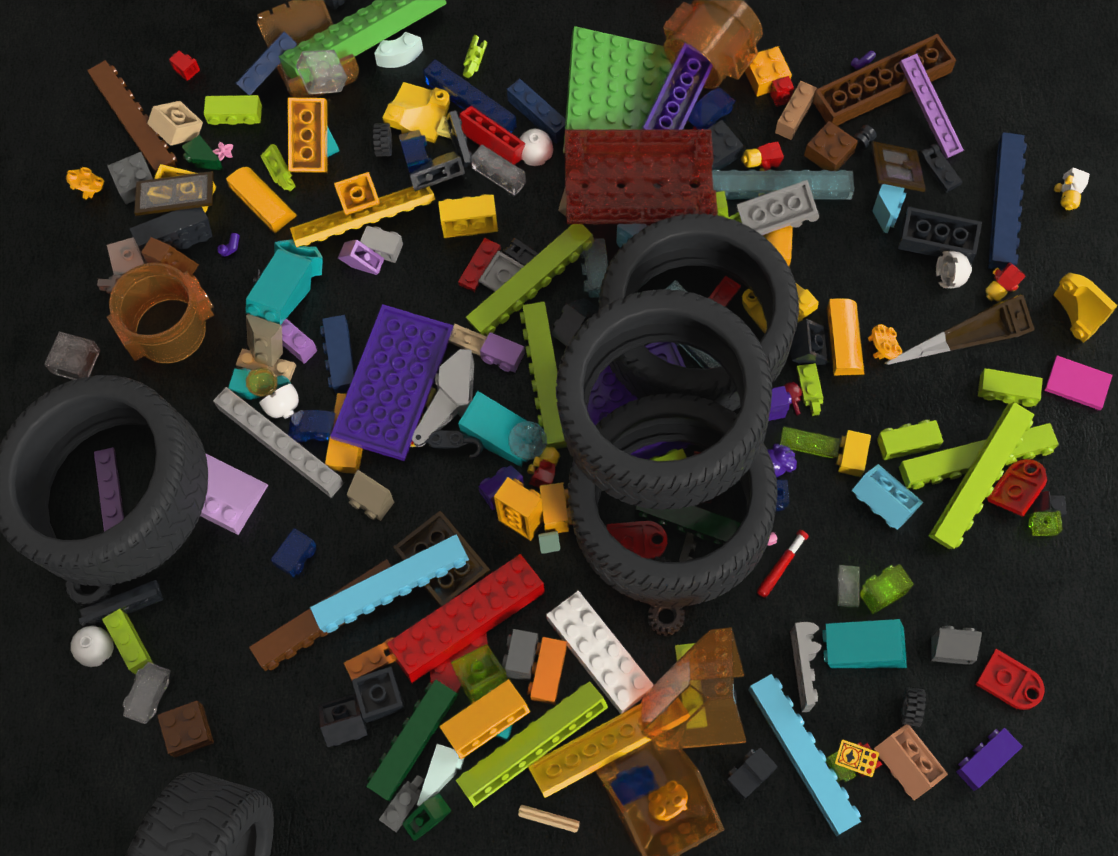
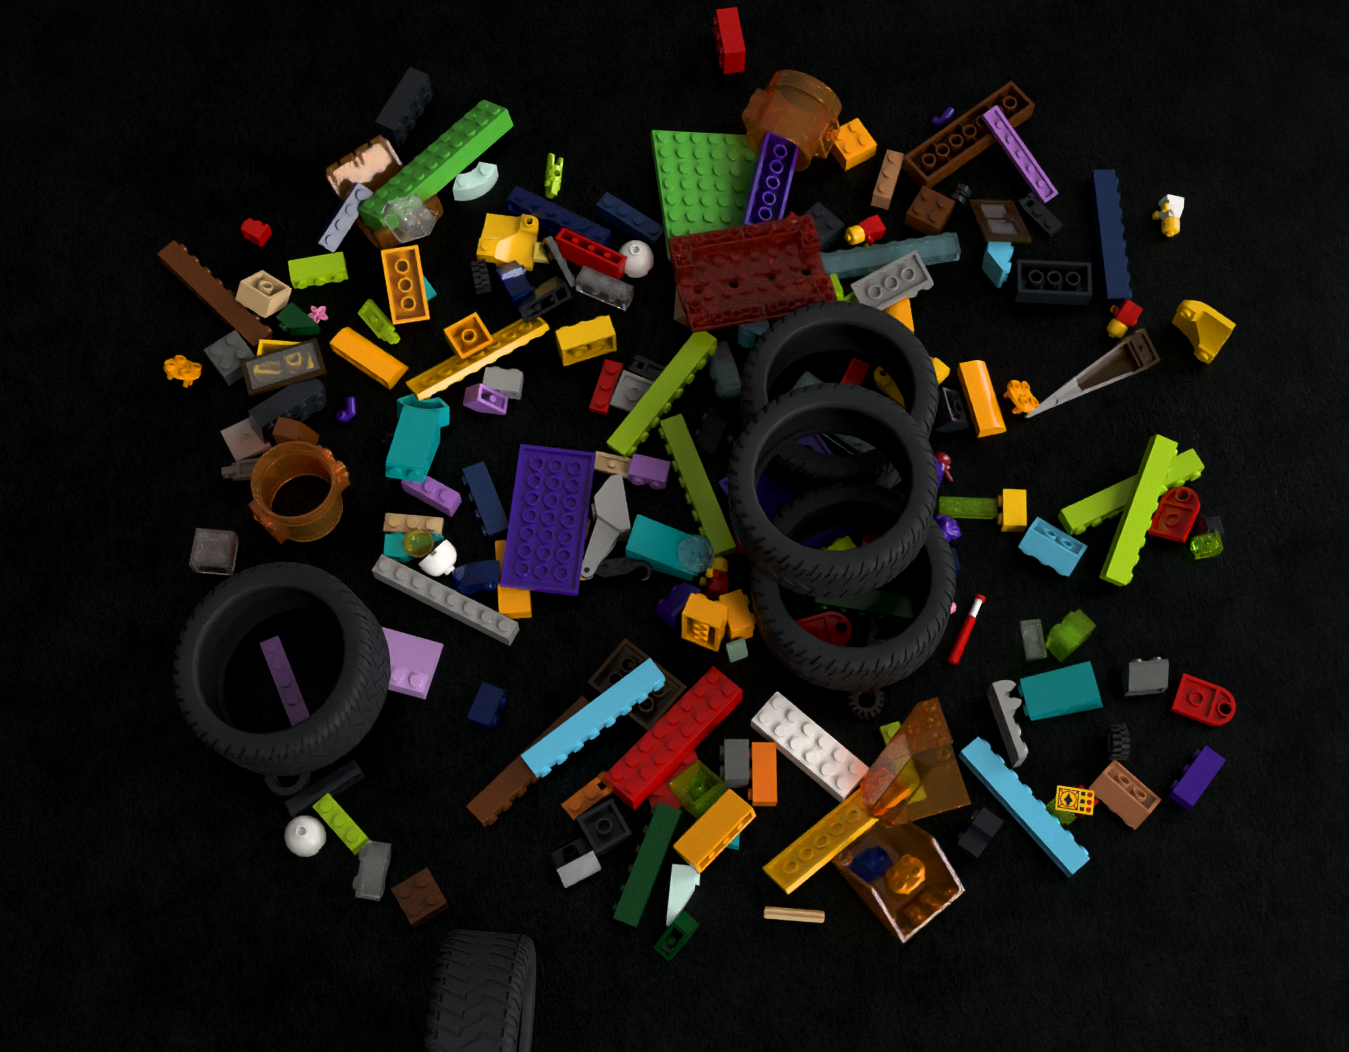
camera: 15 degrees left, 0 degrees up
(264, 340) = (408, 500): dark tan slope -> none
(369, 496) = (550, 636): dark tan slope -> none
(402, 804) = (650, 928): dark grey hinge -> none
(531, 743) = (763, 846): lime brick -> none
(710, 109) = (803, 191): clear blue brick -> none
(781, 90) = (869, 162): red brick -> none
(811, 387) = (958, 453): lime hinge -> none
(909, 439) = (1063, 487): lime brick -> none
(953, 268) = (1072, 314): white cylinder -> none
(1010, 387) = (1148, 420): lime brick -> none
(1078, 382) = (1211, 404): dark pink tile -> none

